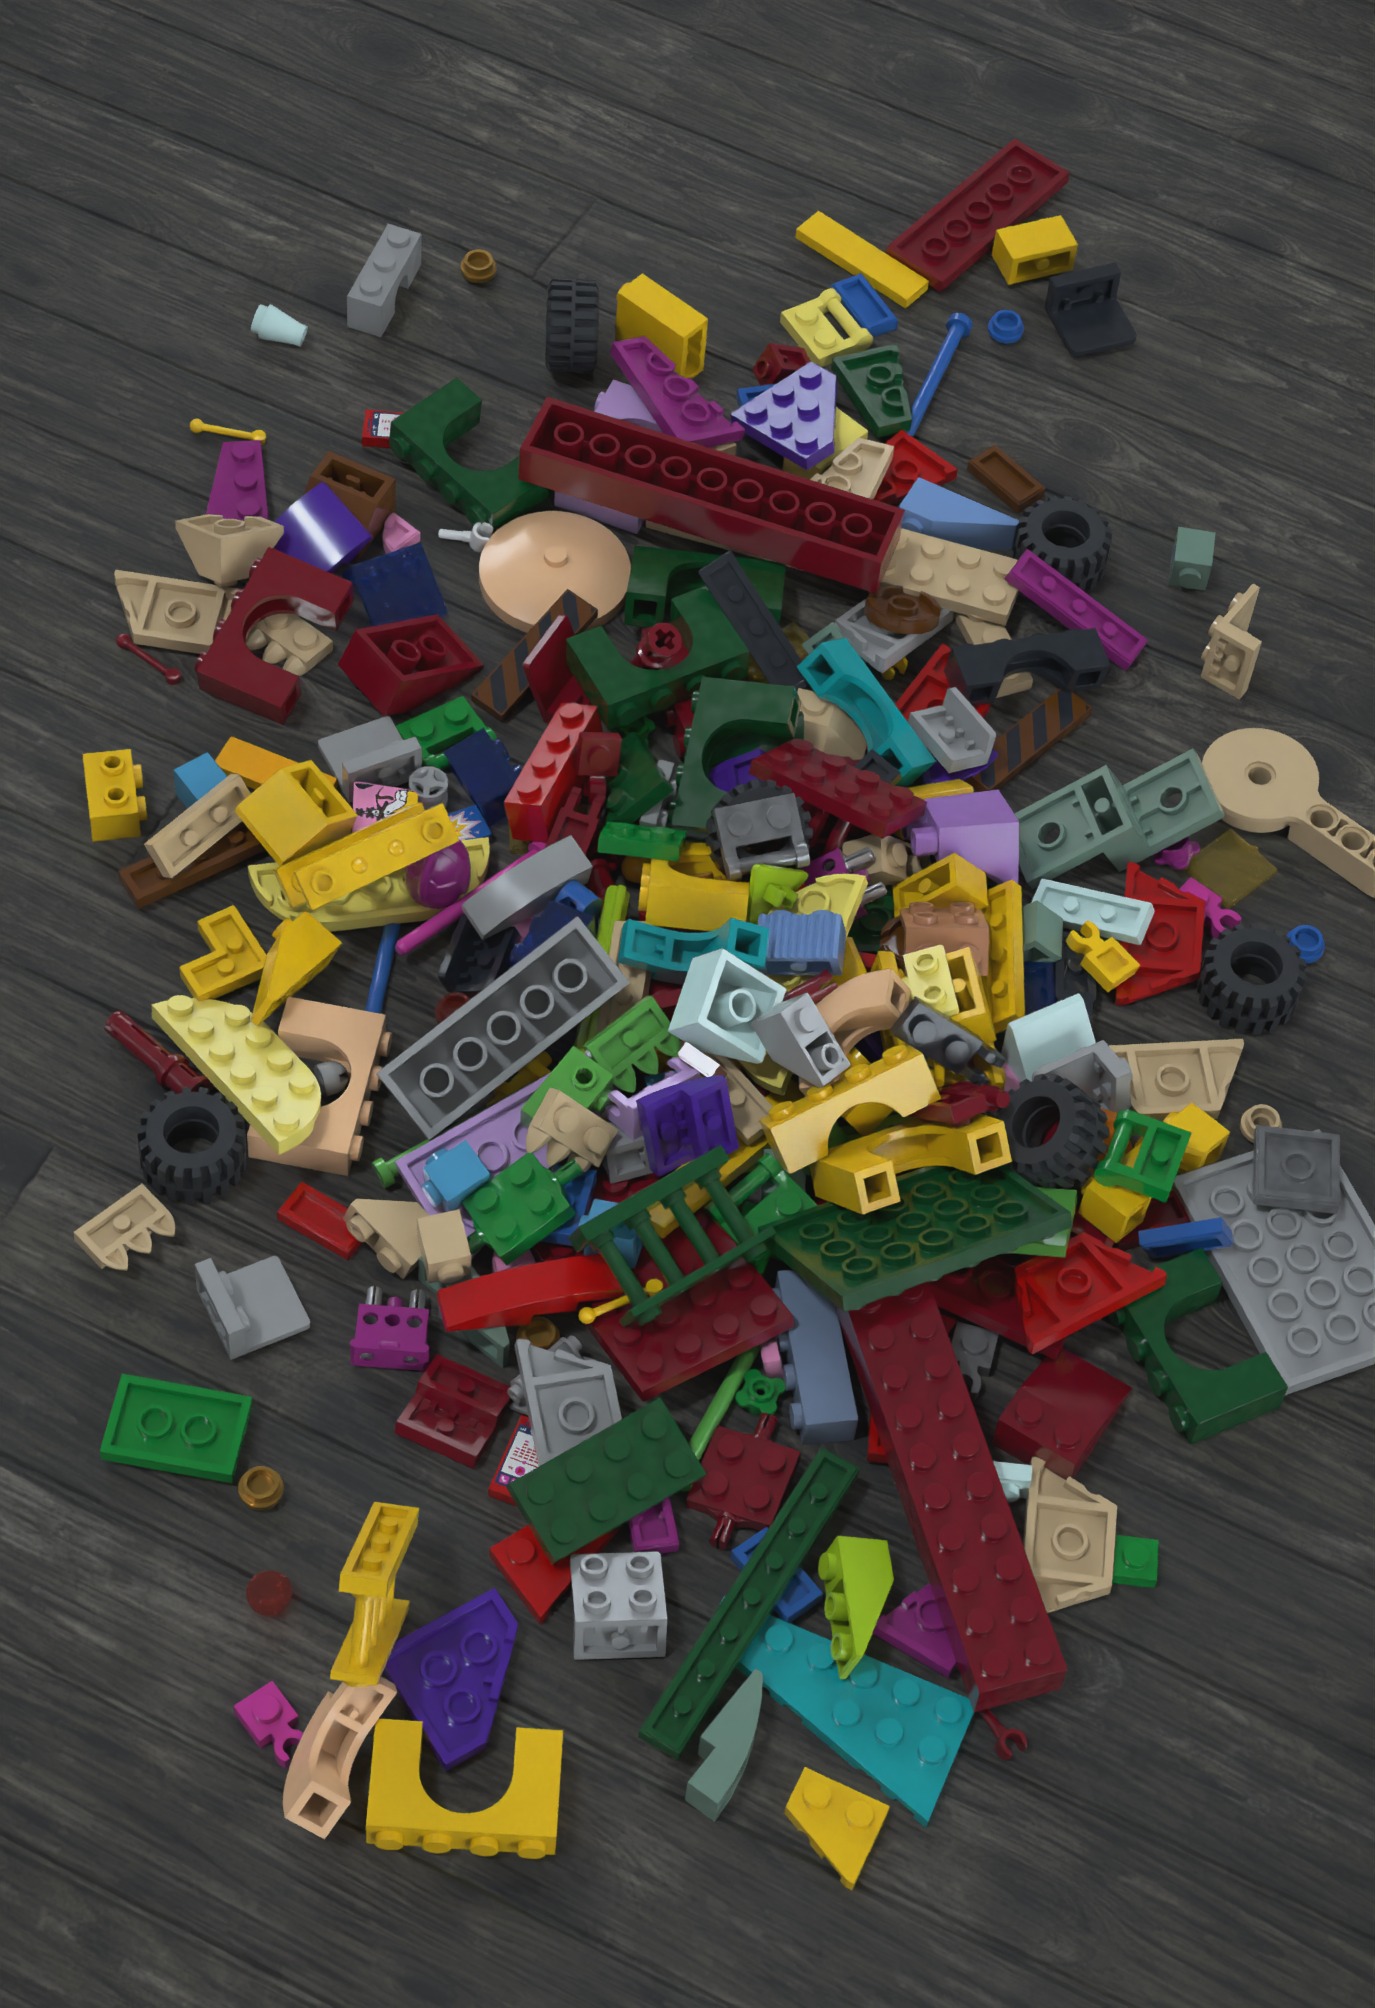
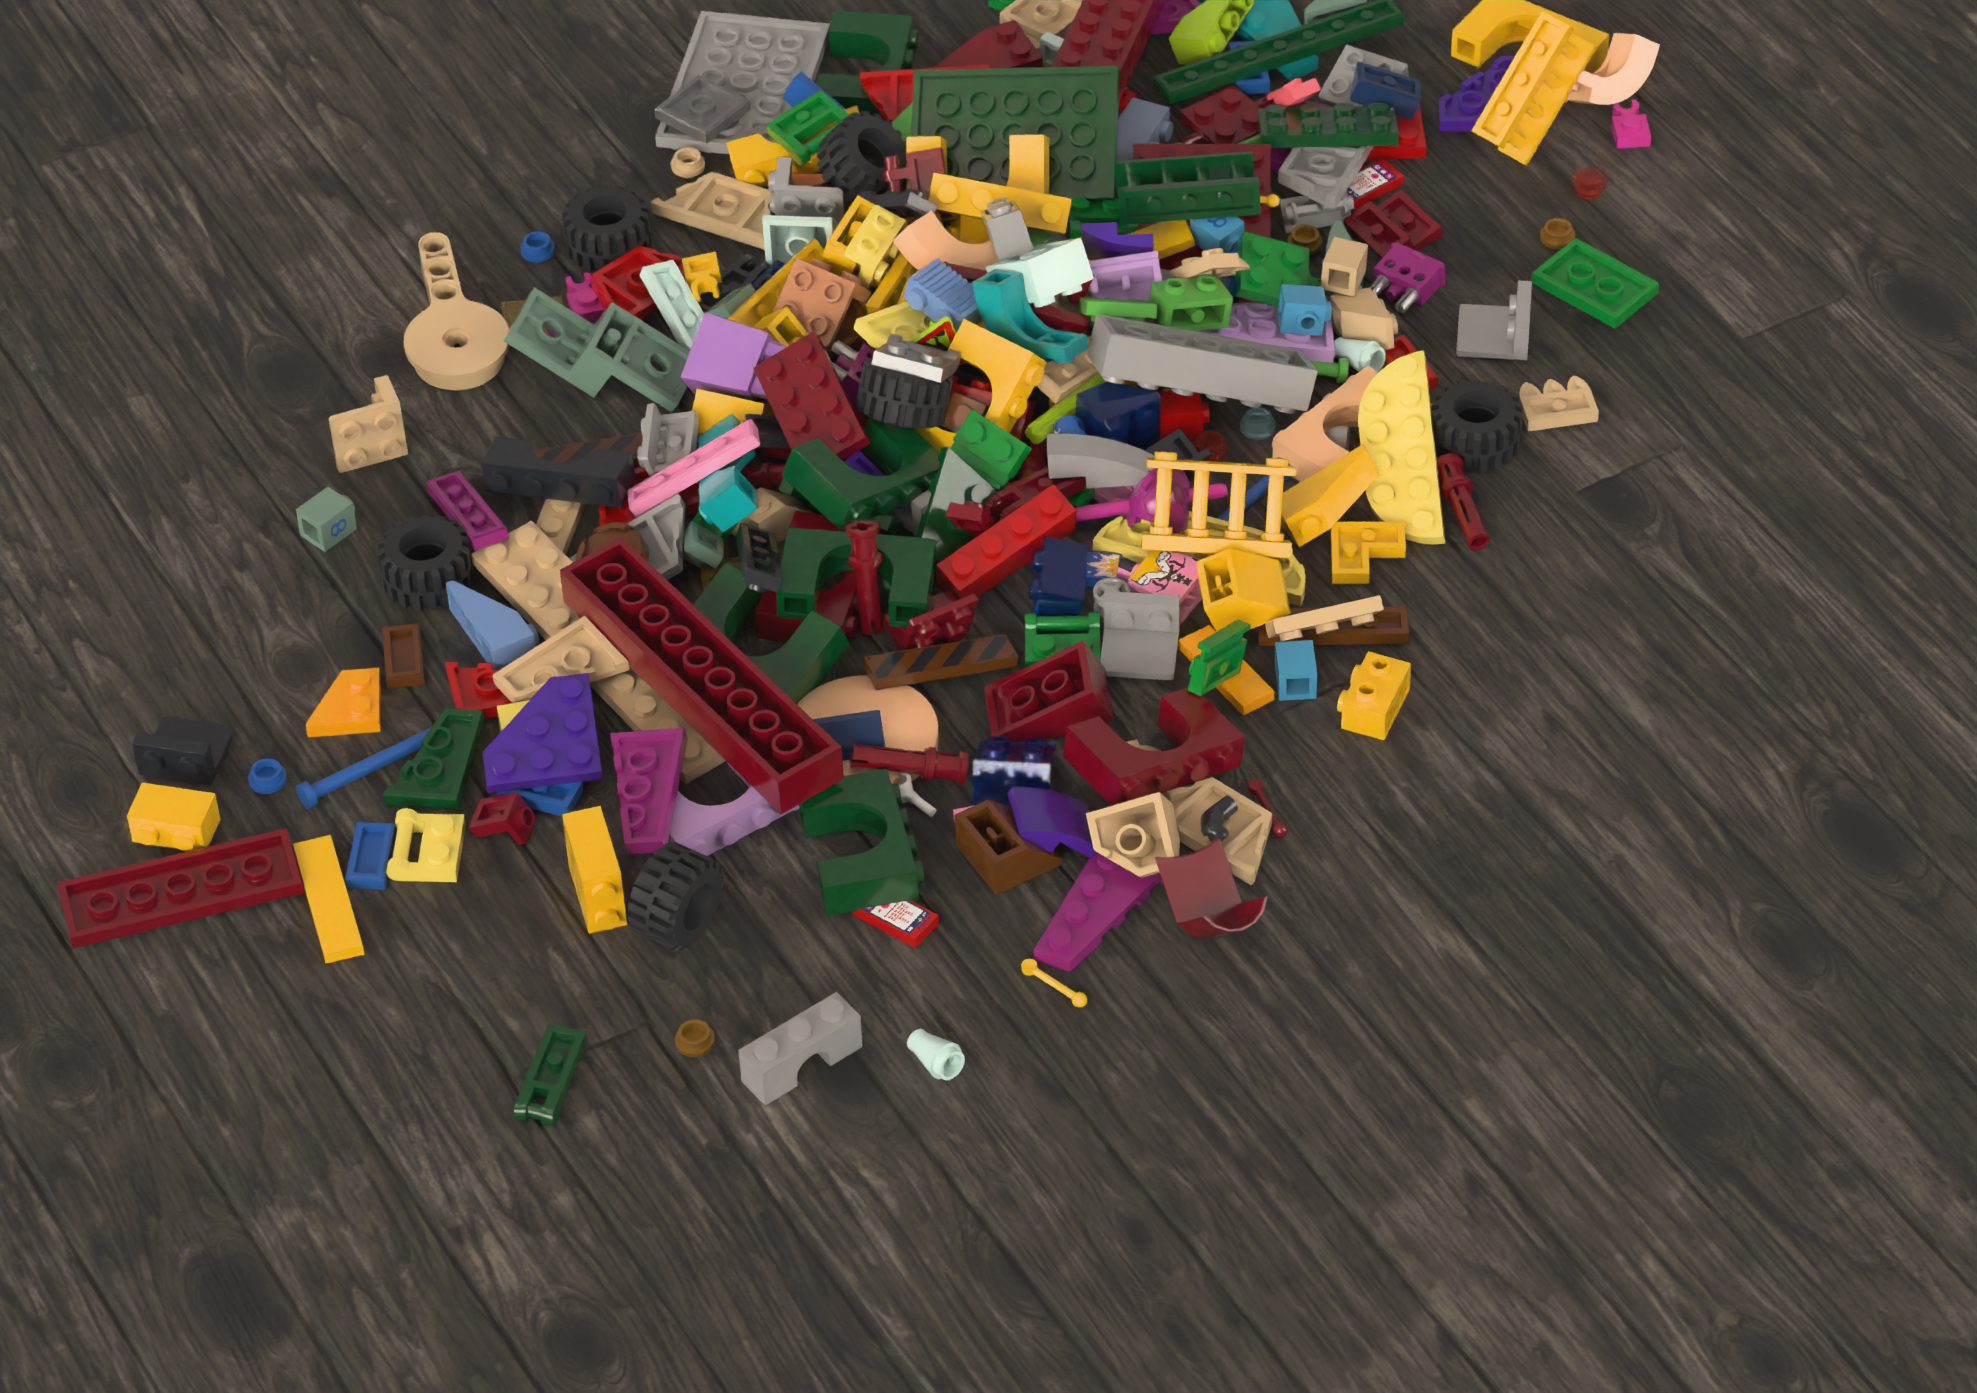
camera: 140 degrees left, 10 degrees down
(123, 515) = (1206, 893): none -> dark red piece
(176, 588) = (1214, 817): none -> black arm
(270, 710) = (1219, 658): none -> green plate
(376, 1189) = (1360, 353): none -> light aqua cone
(467, 550) = (926, 763): none -> dark red pin
(525, 1291) = (1308, 224): red slope -> none
(551, 523) = (857, 728): none -> dark blue slope
(564, 197) = (550, 1074): none -> dark green plate
(574, 1569) = (1380, 85): none -> dark blue slope
(676, 1517) = (1294, 92): none -> coral plate
(893, 689) = (693, 467): none -> bright pink tile
(1004, 418) = (349, 705): none -> light orange wing

